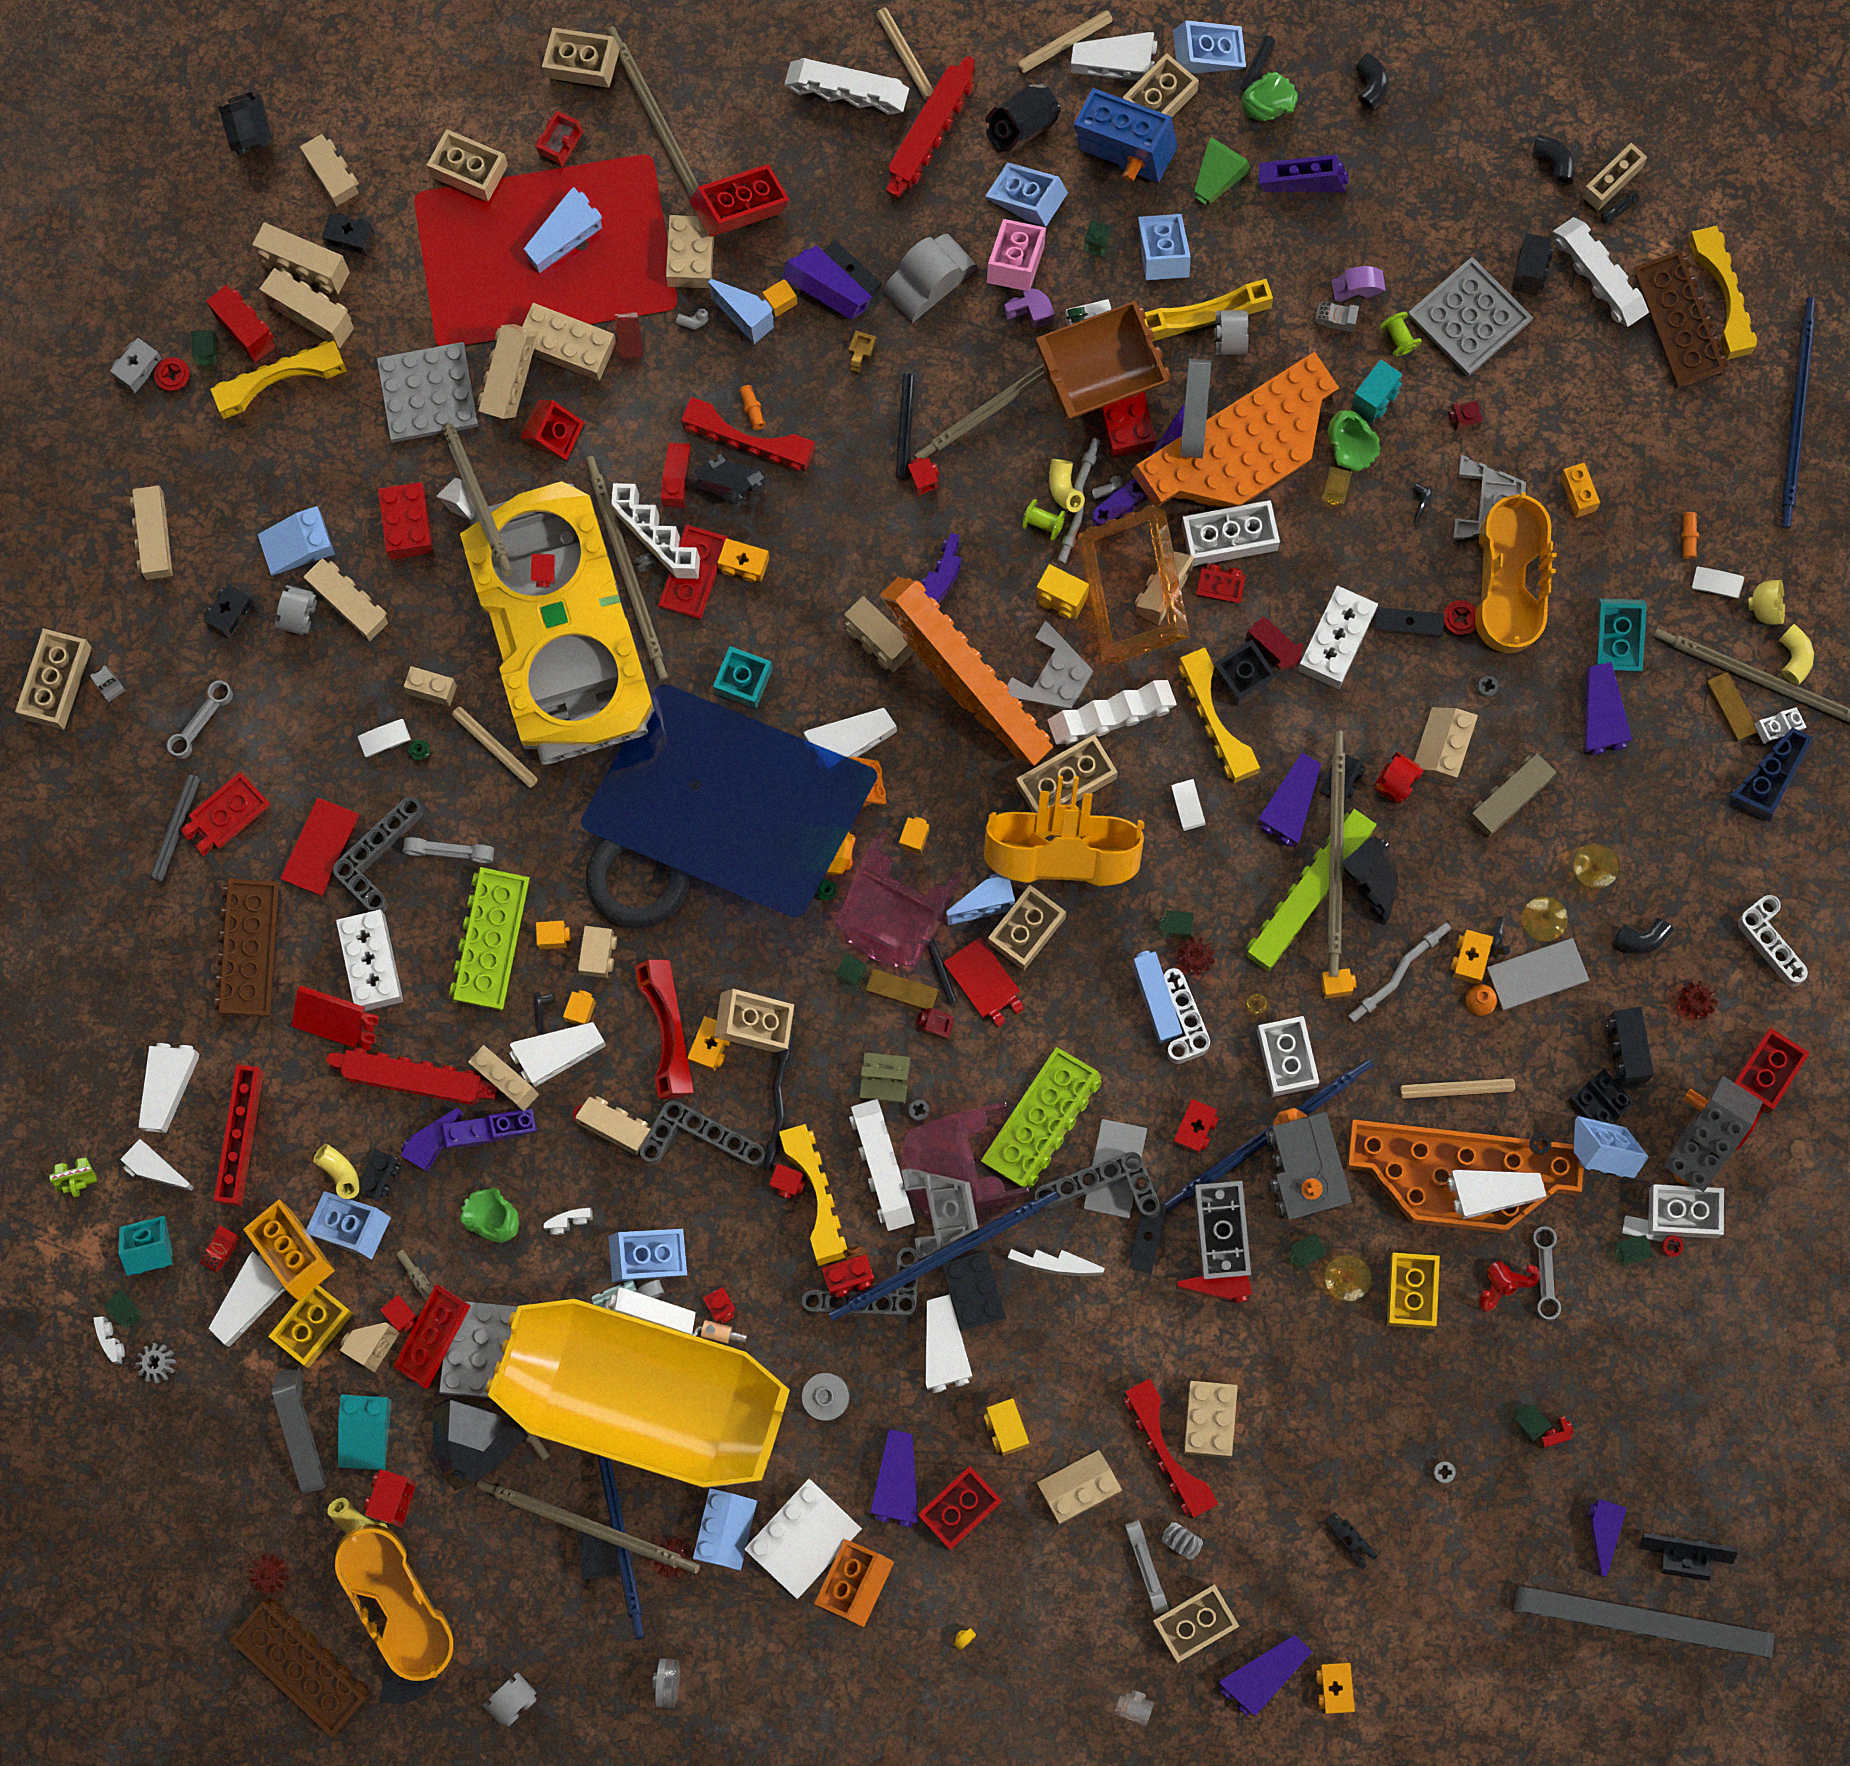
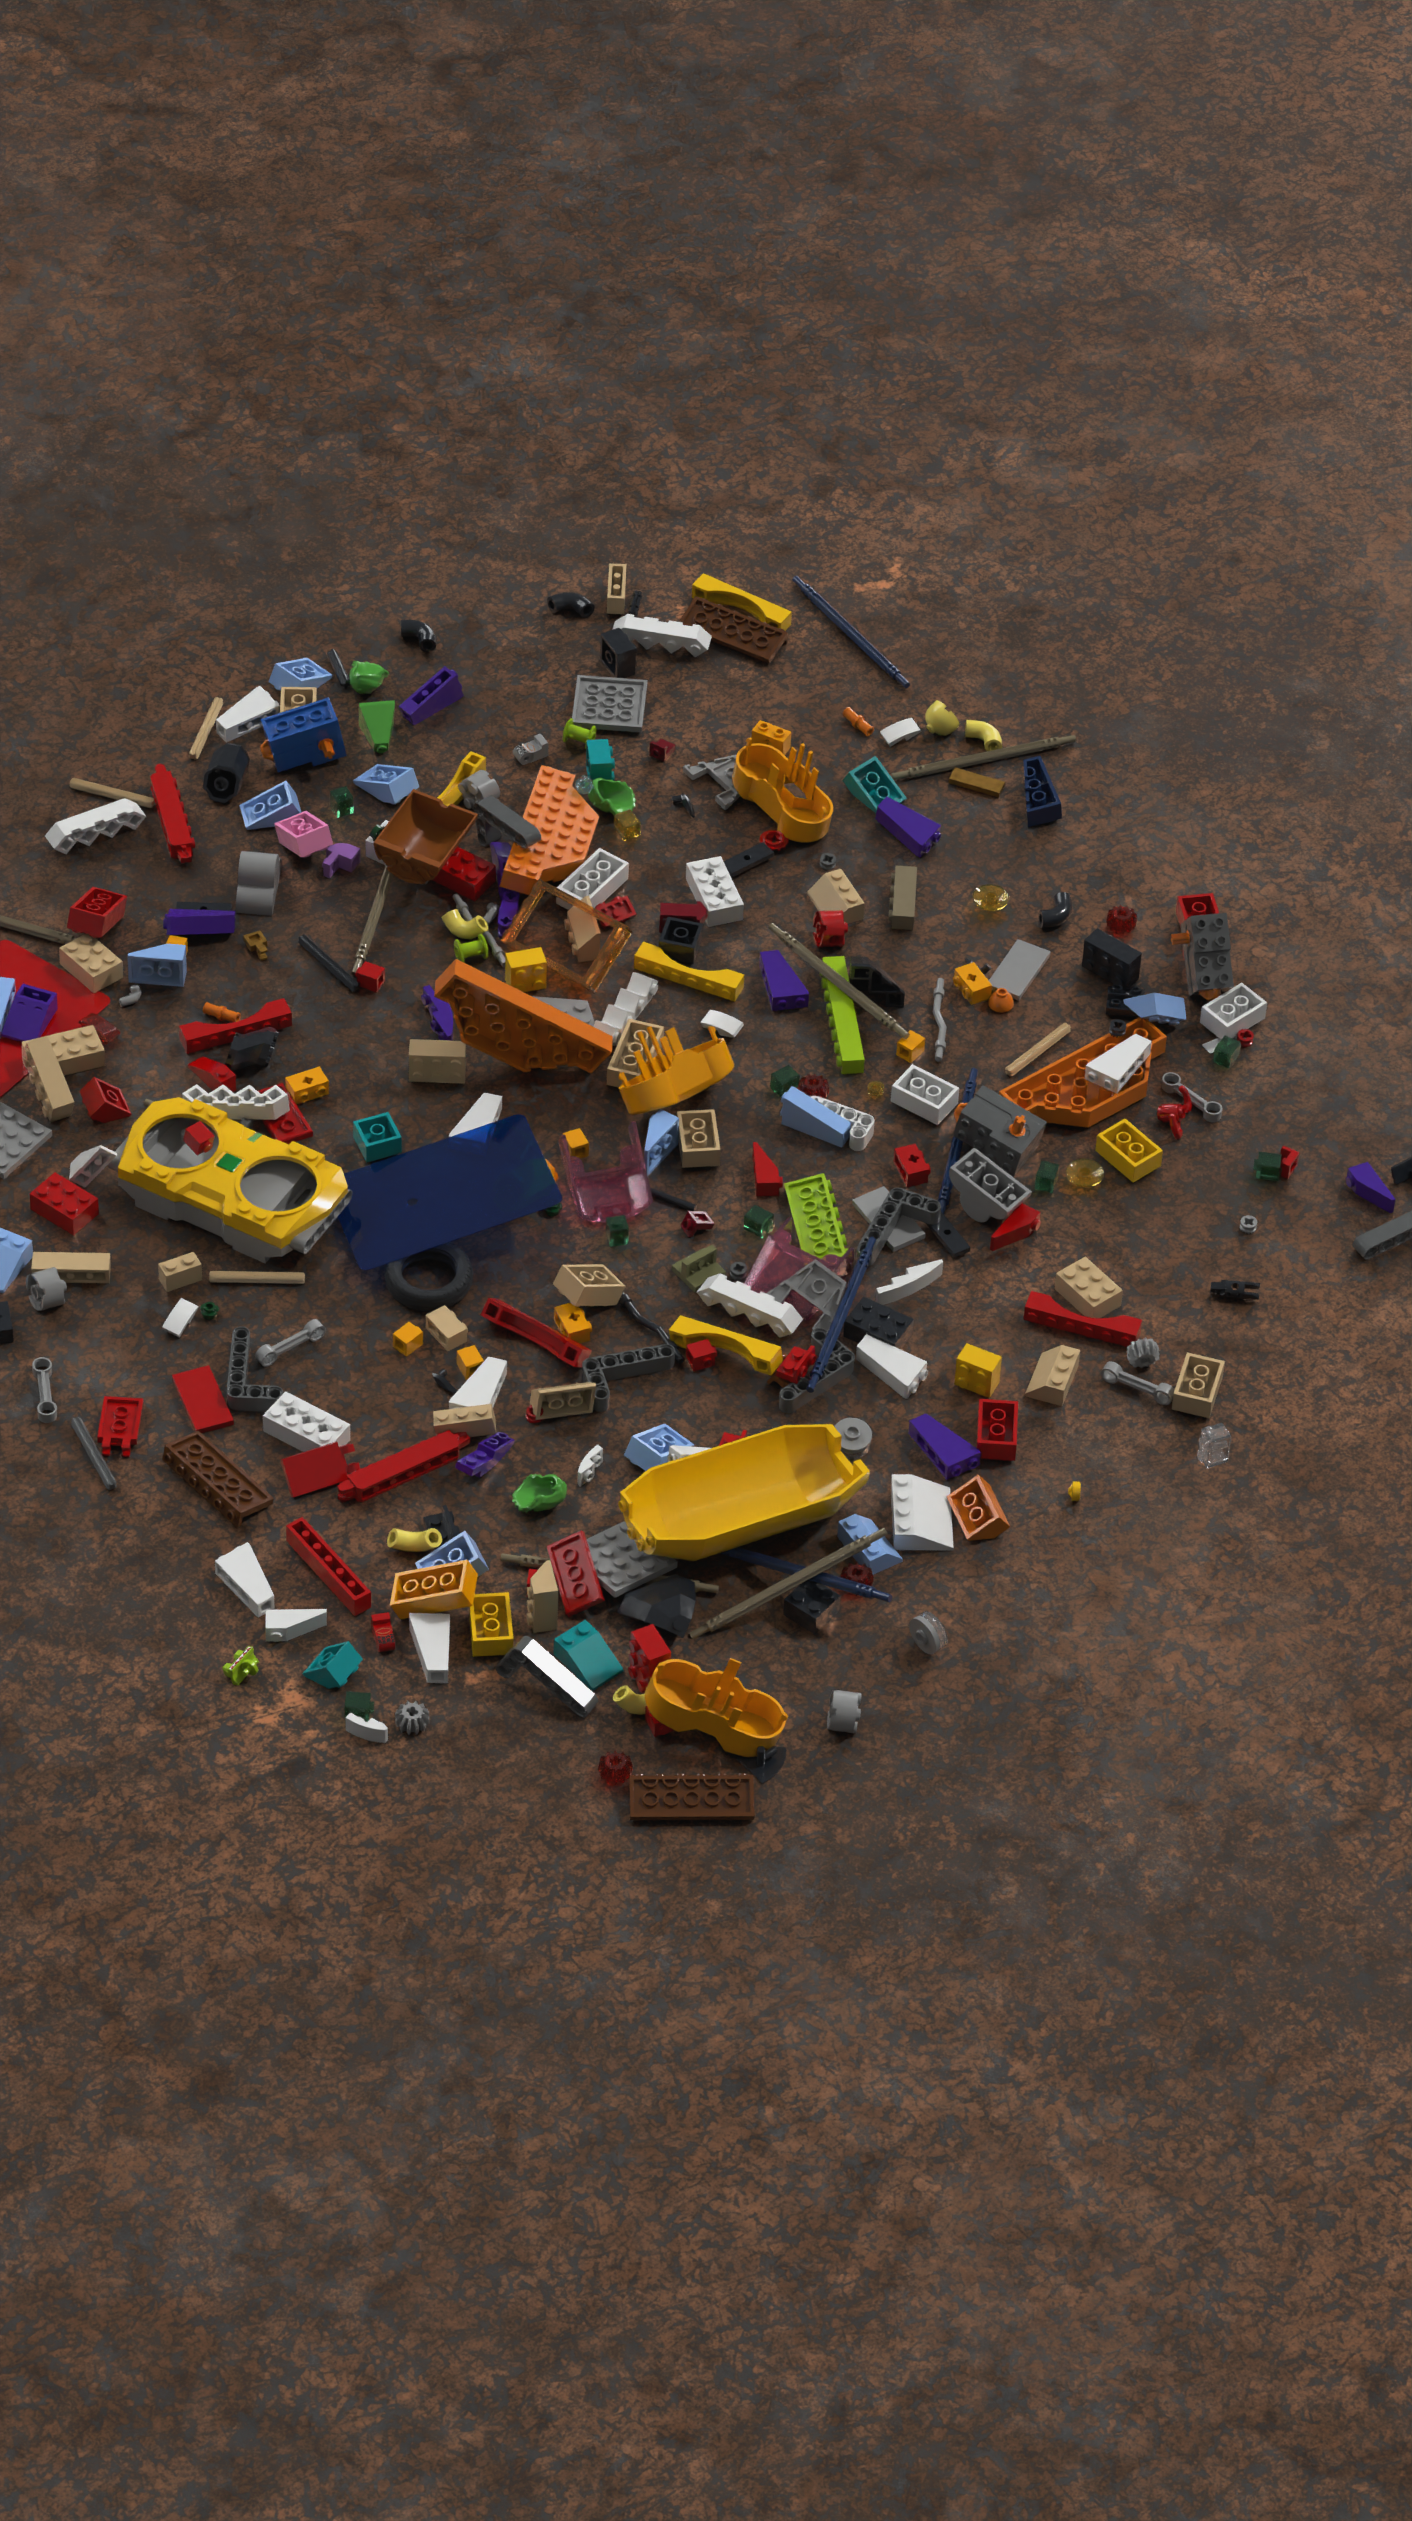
camera: 50 degrees left, 30 degrees down
(427, 1143) = (454, 1490): dark purple slope -> none
(477, 498) = (118, 1142): dark tan axle -> none
(489, 938) = (369, 1367): lime bracket -> none
(577, 271) = (29, 1013): none -> dark purple slope
(901, 990) = (656, 1223): pearl gold tile -> none
(984, 981) = (704, 1185): red tile -> none
(990, 1072) = (759, 1221): none -> clear green brick
(1048, 1024) = (765, 1173): none -> red slope
(1261, 1678) = (1265, 1388): dark purple slope -> none
(1324, 411) = (584, 784): none -> clear light blue piece
(1342, 1676) = (1313, 1360): light orange brick -> none
(1353, 770) = (795, 961): black bracket -> none
(1358, 281) = (525, 724): medium lavender brick -> none
(1540, 928) = (990, 944): clear yellow dish -> none
(1776, 943) = (1129, 868): white beam -> none
(1777, 726) = (1013, 773): white slope -> none

